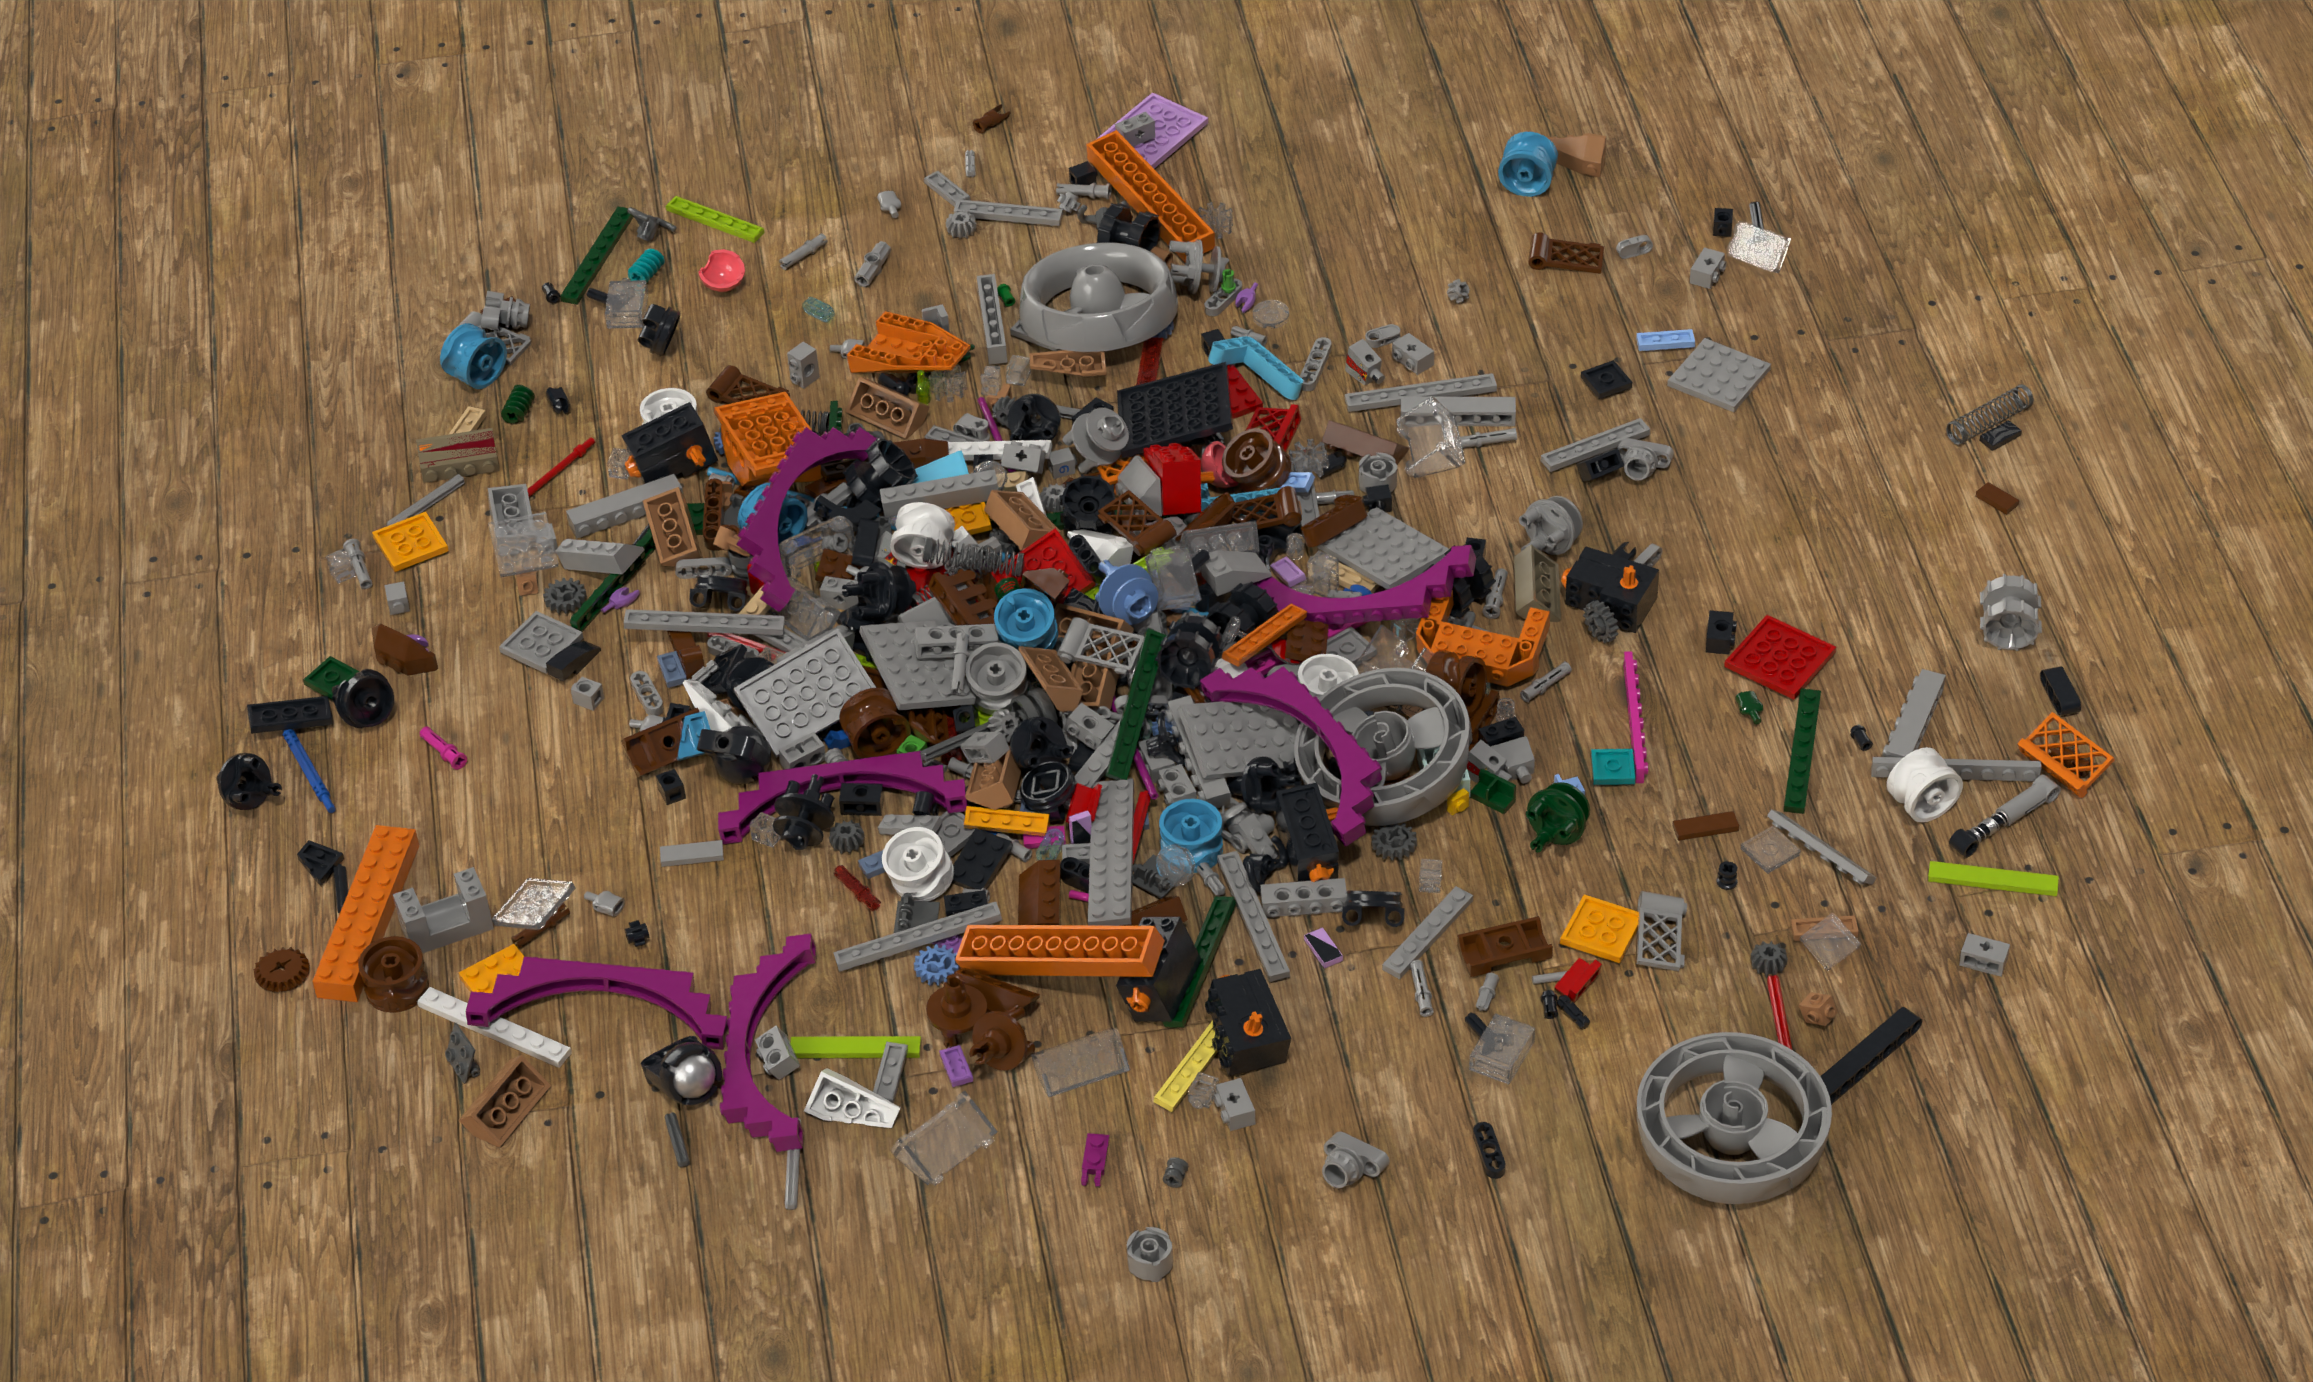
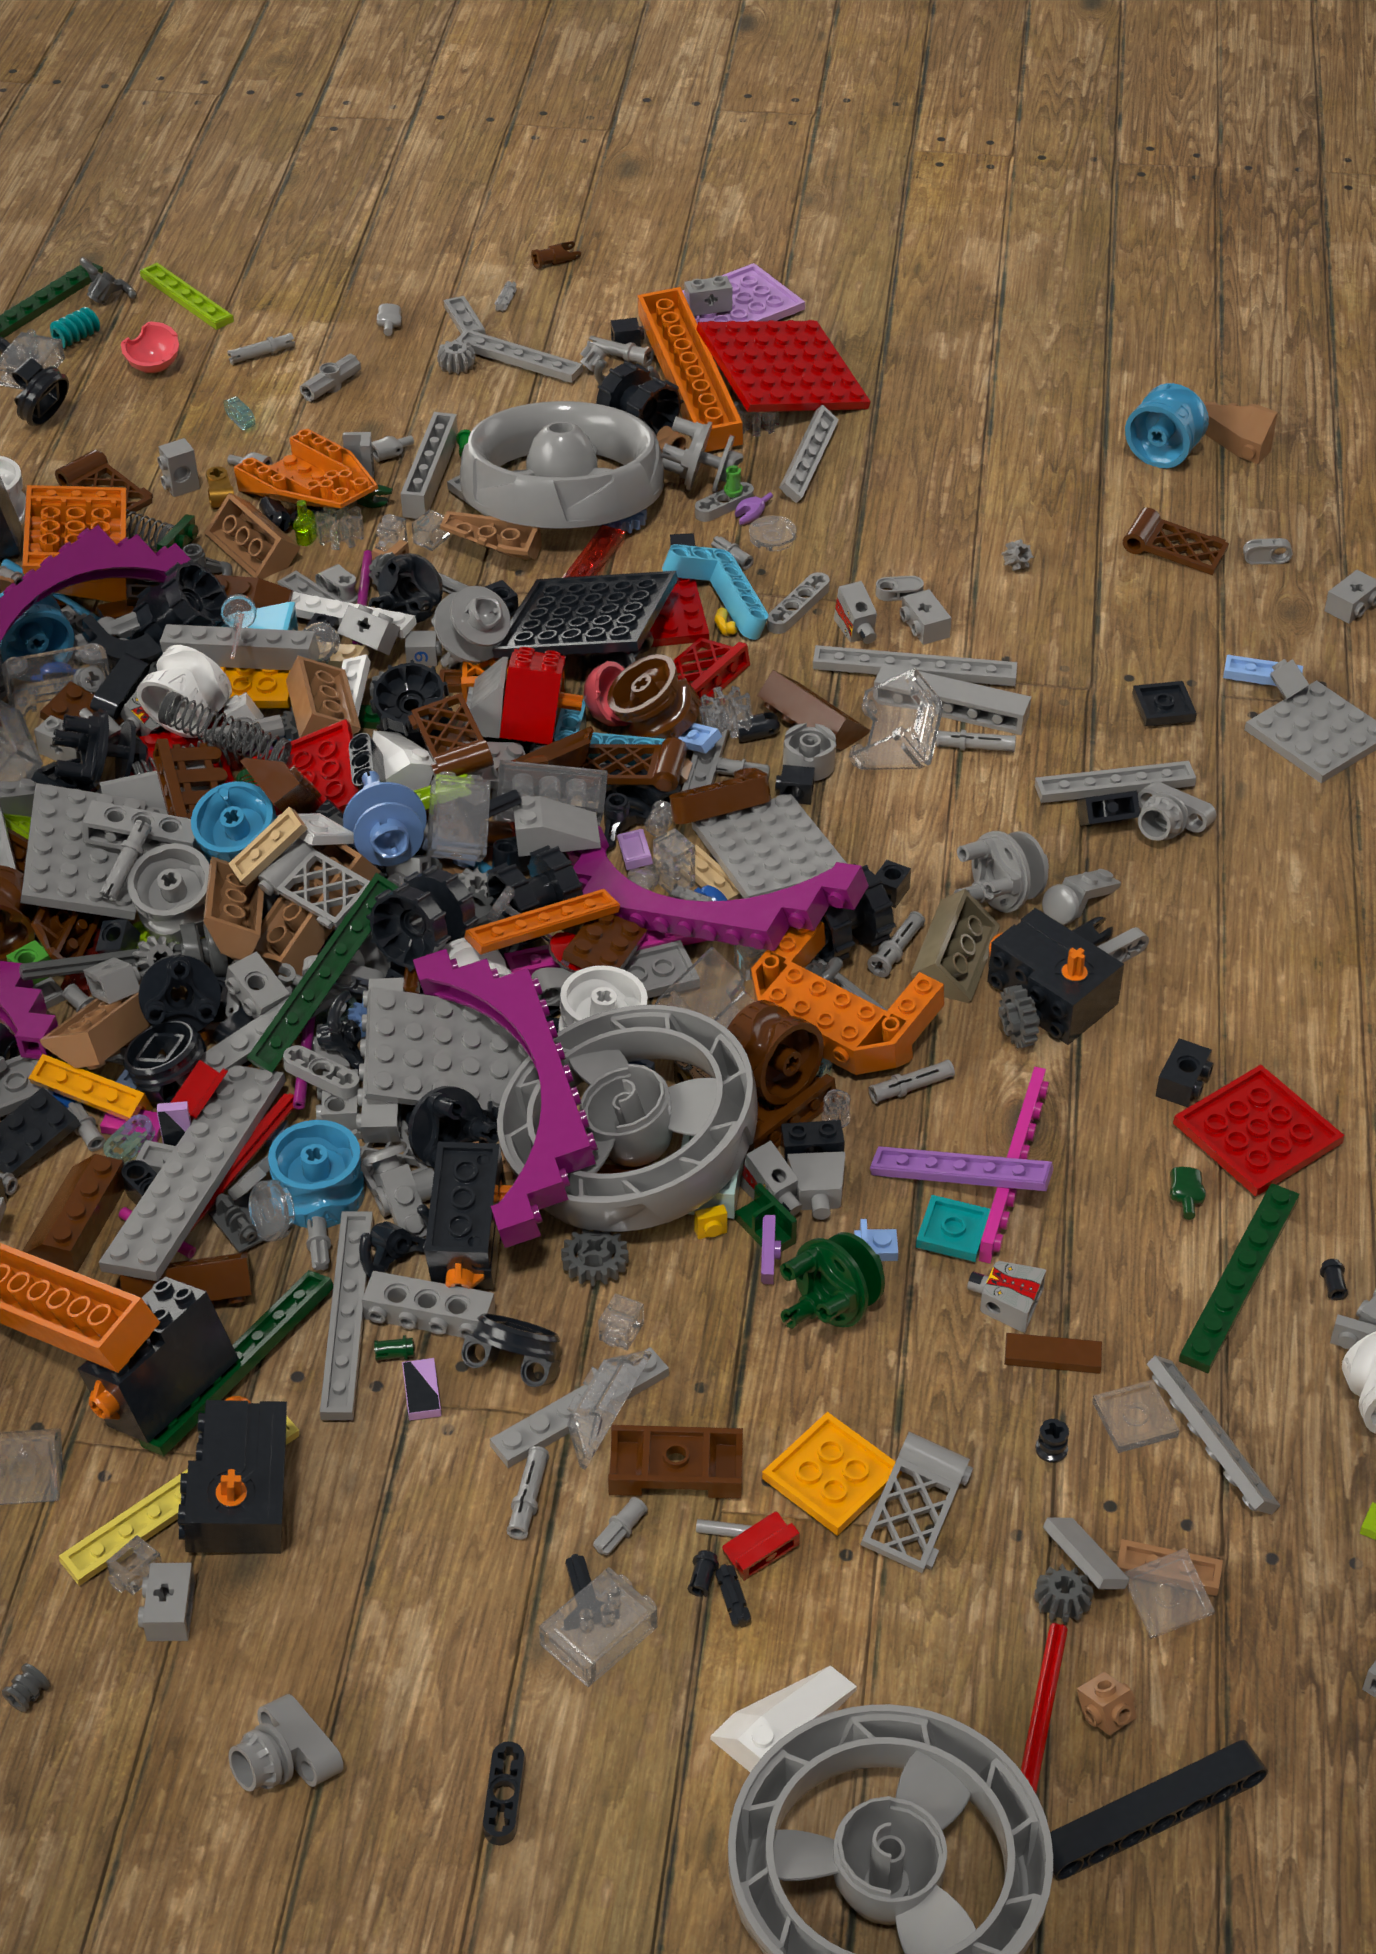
camera: 15 degrees right, 0 degrees up
(840, 374) = (219, 486): none -> pearl gold piece
(927, 468) = (238, 612): none -> clear piece
(954, 310) = (390, 447): none -> light grey piece
(1060, 629) = (267, 846): none -> tan plate
(1083, 609) = (324, 831): none -> white tile
(1146, 773) = (304, 1057): none -> light grey beam
(1149, 849) = (249, 1179): none -> light grey tile
(1220, 177) = (782, 365): none -> red plate
(1266, 390) = (726, 628): none -> yellow arm
(1269, 244) = (808, 454): none -> light grey plate
(1294, 928) = (394, 1349): none -> dark green pin
(1445, 924) = (602, 1401): none -> clear wedge
(1505, 808) = (770, 1249): none -> medium lavender plate
(1600, 532) = (1067, 900): none -> light grey piece
(1604, 728) = (962, 1168): none -> medium lavender tile
(1625, 1075) = (762, 1724): none -> white wedge
(1665, 796) = (1009, 1292): none -> light grey torso
(1687, 341) = (1288, 678): none -> light grey brick
(1773, 932) = (1086, 1553): none -> light grey tile

